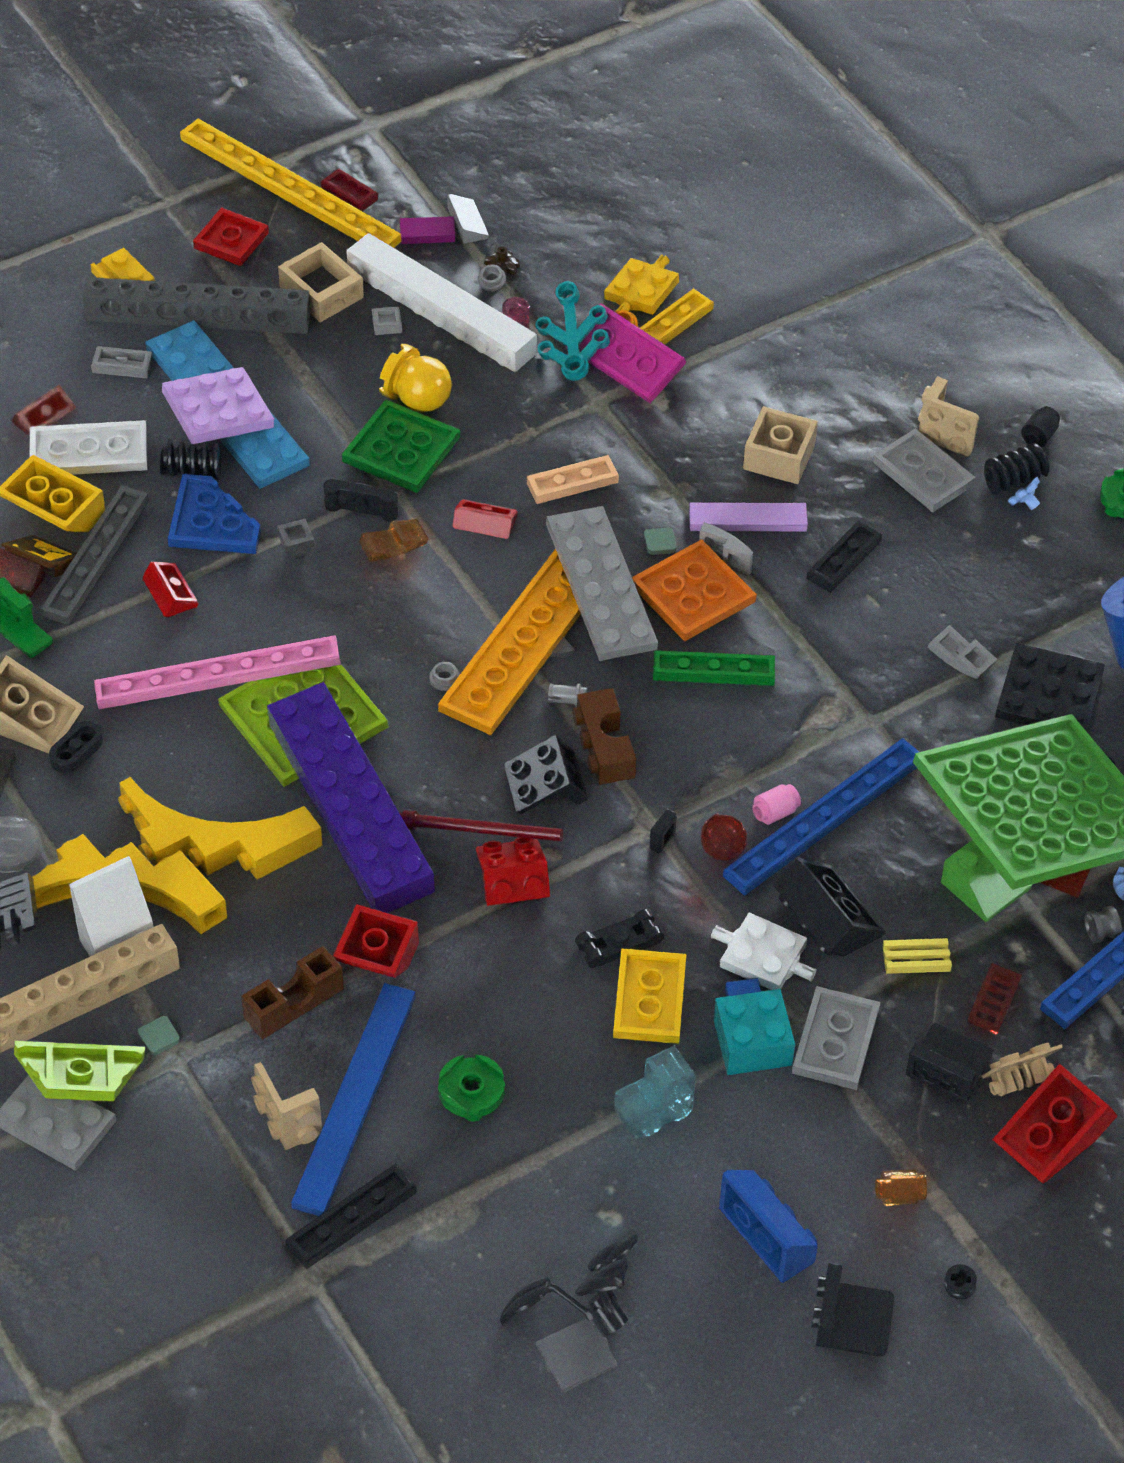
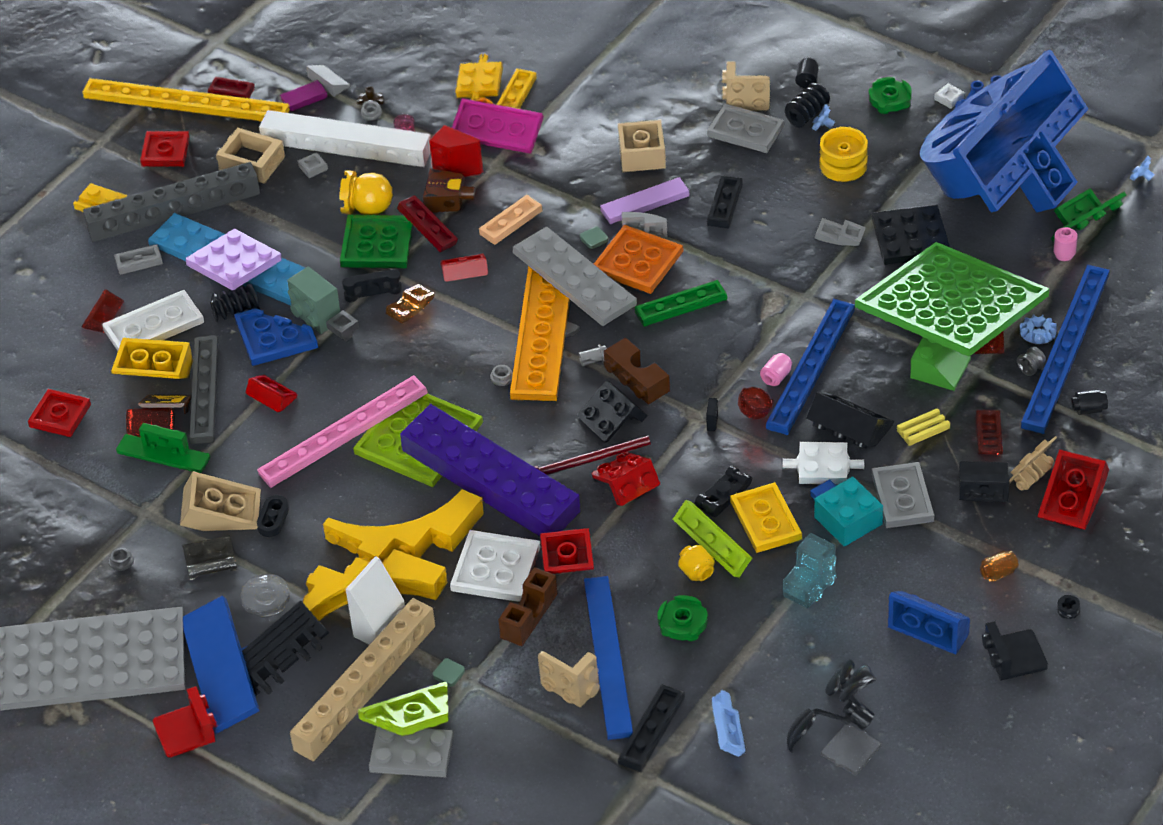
camera: 20 degrees left, 5 degrees down
(276, 490) = (313, 299): none -> sand green brick
(289, 919) = (494, 565): none -> white plate
(441, 1254) = (727, 724): none -> light blue hinge
(468, 446) = (427, 223): none -> dark red plate
(515, 414) = (446, 191): none -> reddish brown torso
(528, 1021) = (696, 563): none -> yellow head
(550, 370) = (456, 152): none -> red slope
(567, 997) = (712, 538): none -> lime plate
(572, 336) = (460, 120): teal plant -> none
(1022, 551) = (843, 154): none -> yellow wheel

